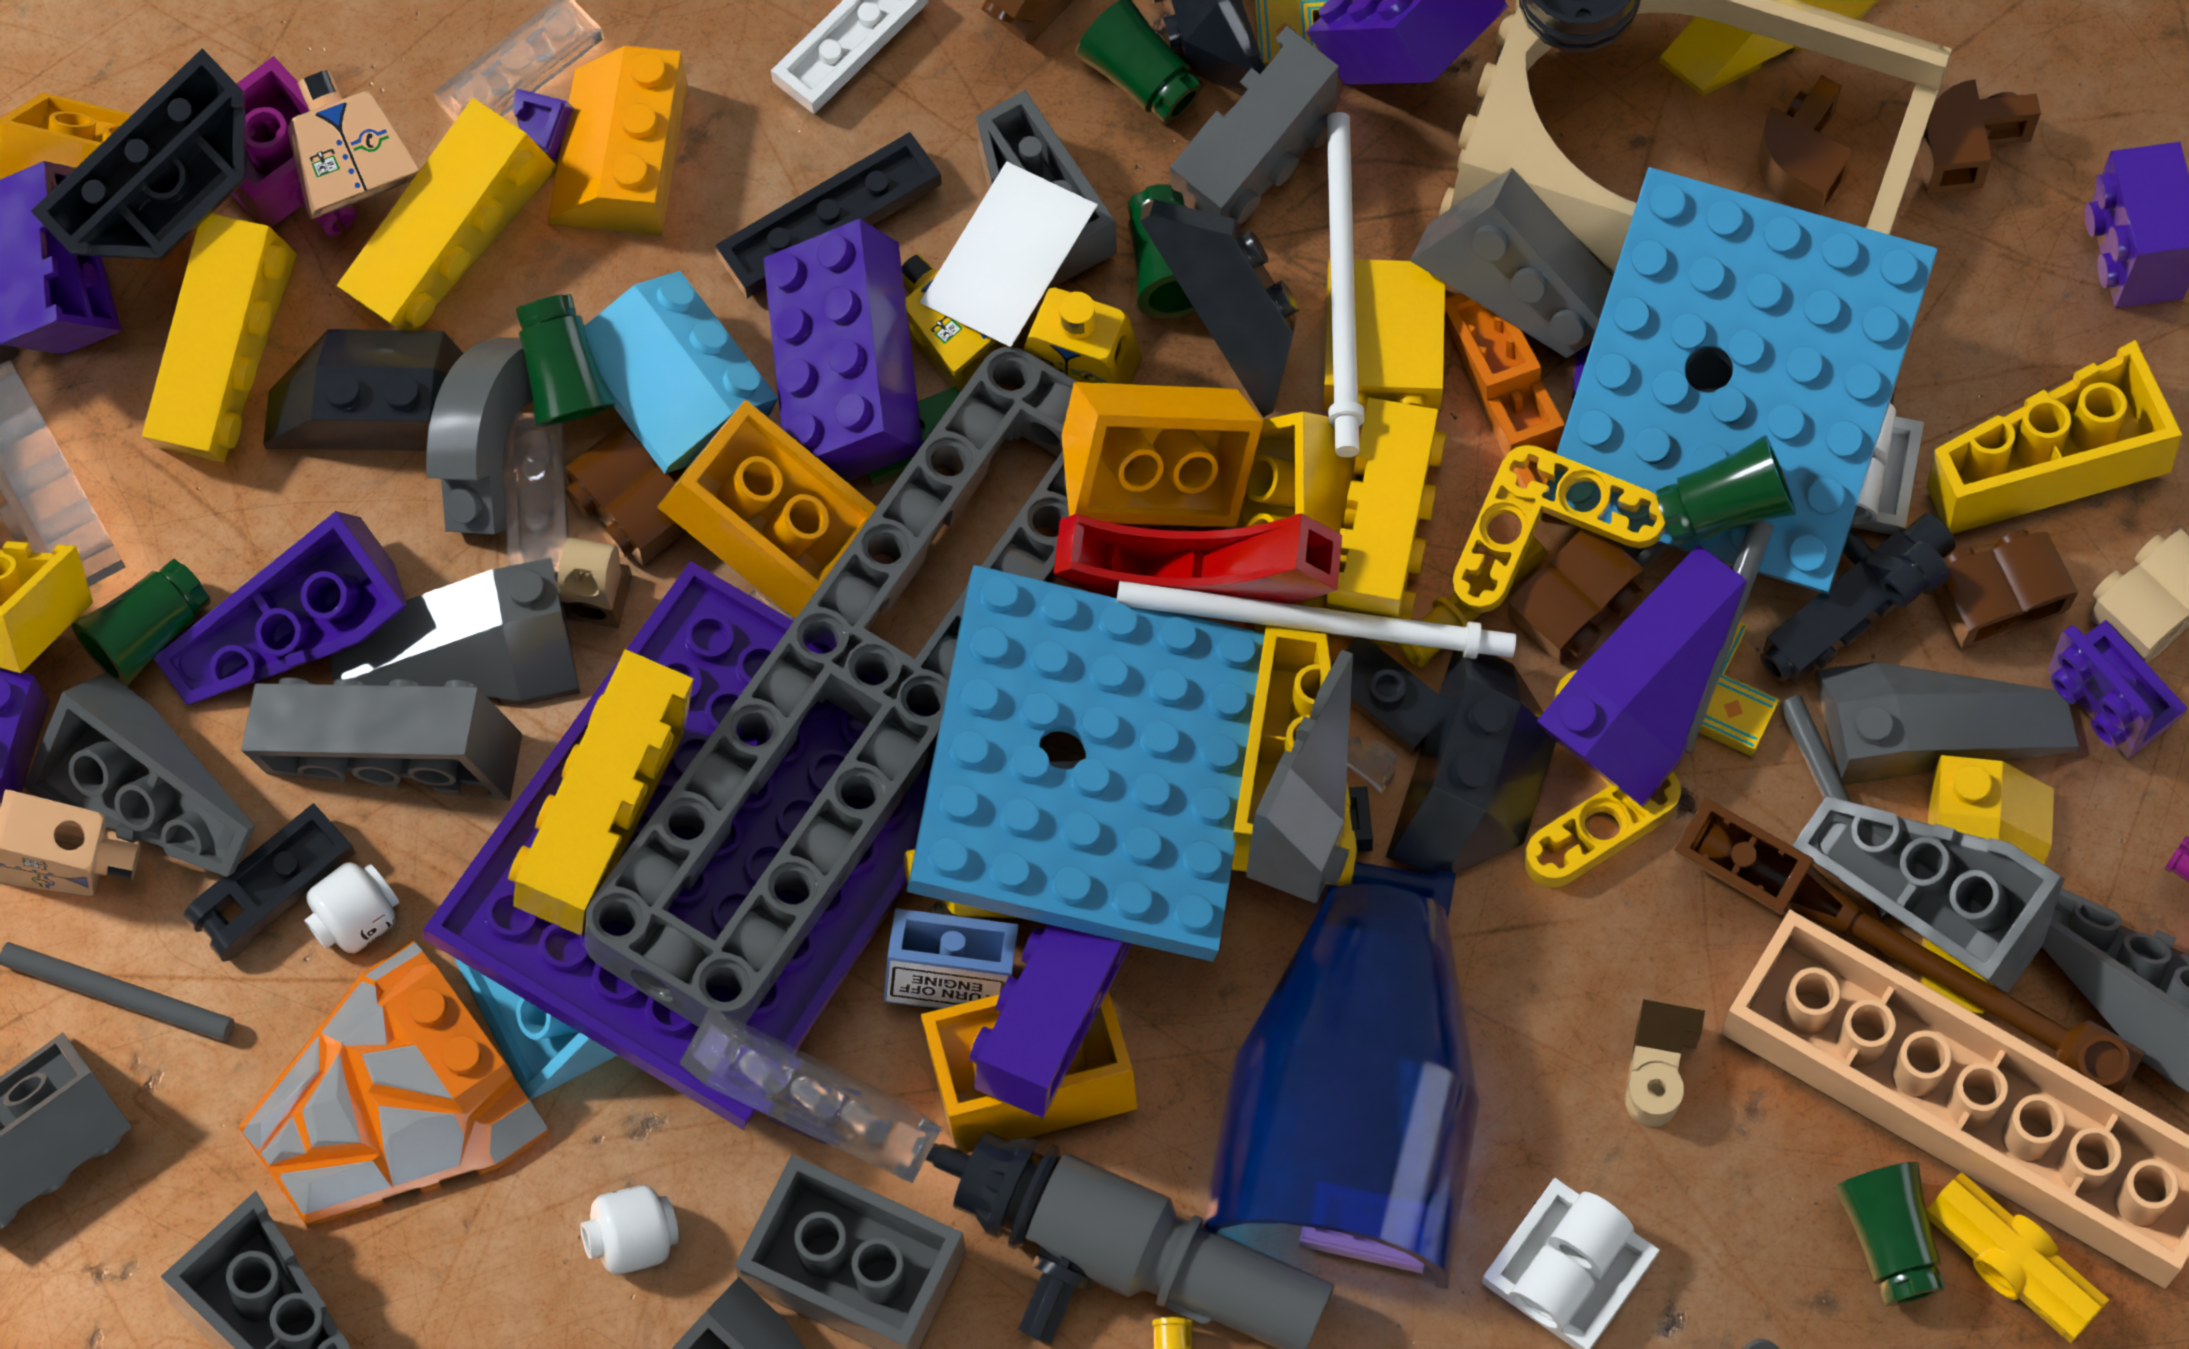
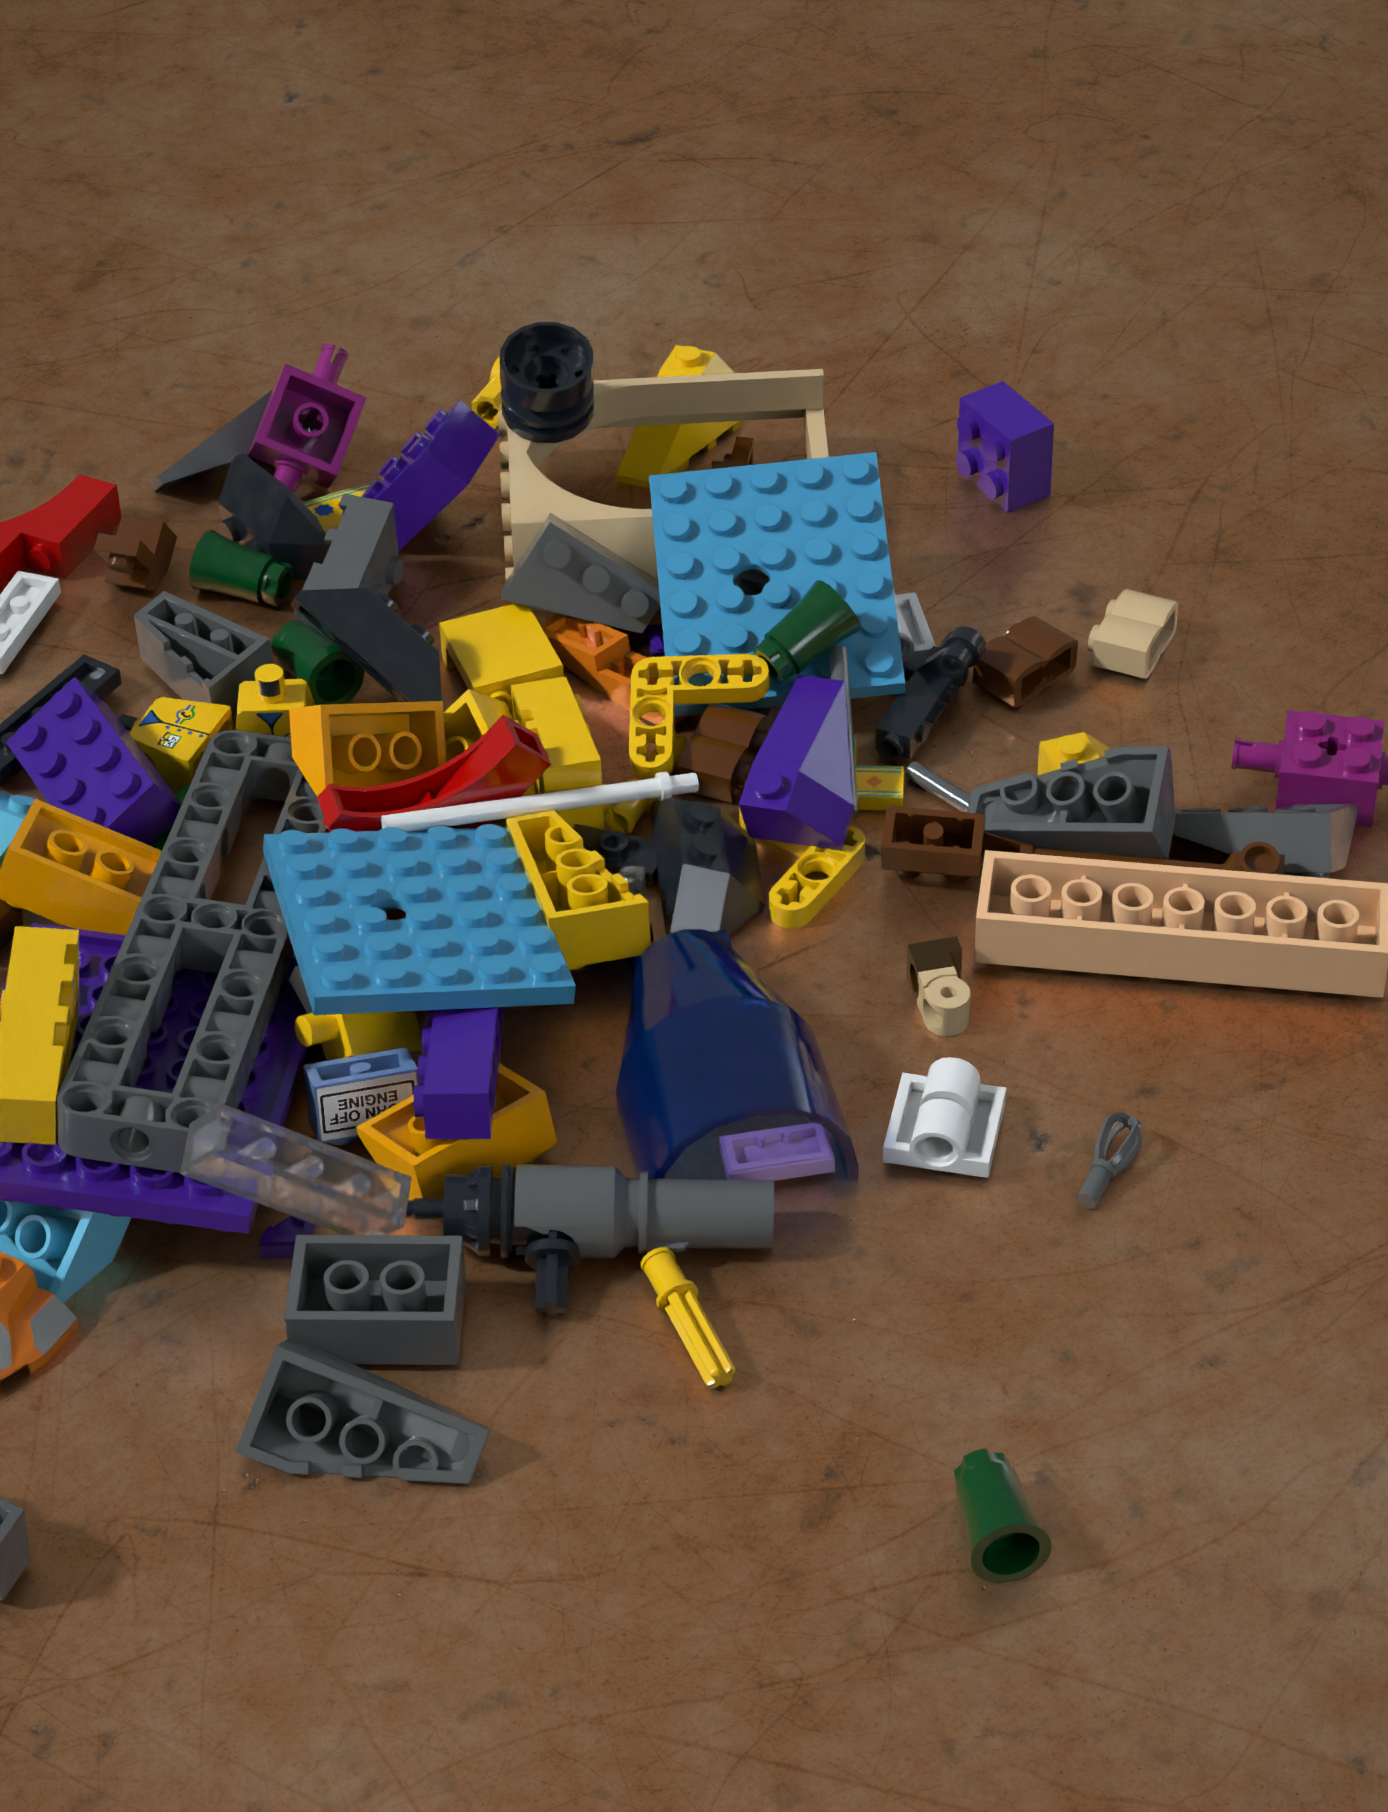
camera: 25 degrees left, 25 degrees down
(630, 1229) = (180, 1349): white head -> none
(1008, 254) = (197, 677): white sticker -> none
(1304, 804) = (600, 874): dark grey wedge -> none
(1346, 412) = (499, 686): white bar -> none
(1894, 1231) = (1169, 1019): dark green plant -> none
(1903, 718) = (1011, 745): dark grey wedge -> none
(1963, 127) = (863, 434): reddish brown brick -> none
(2016, 1257) = (1267, 1009): yellow piece -> none
(2059, 447) = (1018, 572): yellow wedge -> none
(2113, 687) = (1132, 677): dark purple bracket -> none

